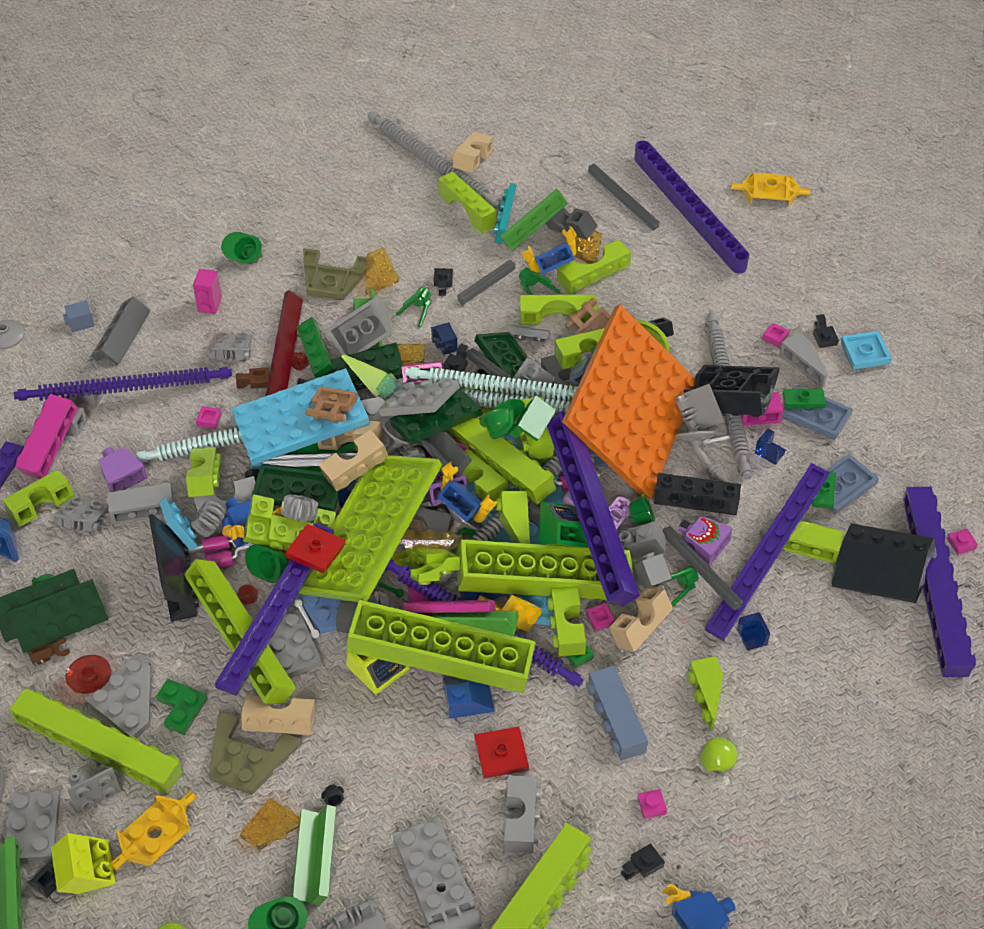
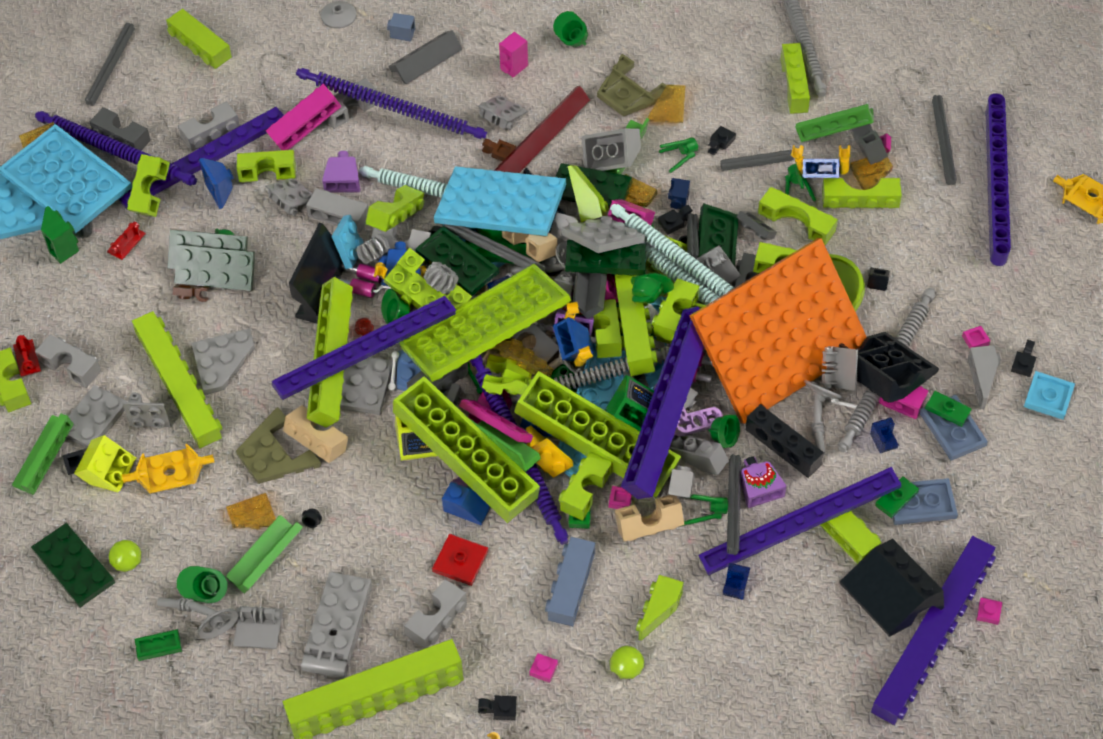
camera: 35 degrees right, 5 degrees up
(87, 667) = (206, 325): clear red dish -> none
(185, 704) = (259, 386): green plate -> none
(208, 417) = (439, 165): dark pink plate -> none
(299, 361) = (546, 153): clear red plate -> none
(315, 347) = (565, 147): green plate -> none
(315, 548) = (427, 317): red plate -> none
(331, 399) = (528, 199): medium nougat plate -> none
(342, 472) = (525, 261): tan arch -> none
(388, 387) = (591, 211): clear light blue plate -> none
(469, 152) = (824, 34): tan arch -> none
(503, 216) = (823, 102): teal plate -> none
(513, 514) = (606, 372): lime slope -> none
(533, 419) = (672, 301): panel -> none
(597, 321) = (817, 227): medium nougat plate -> none

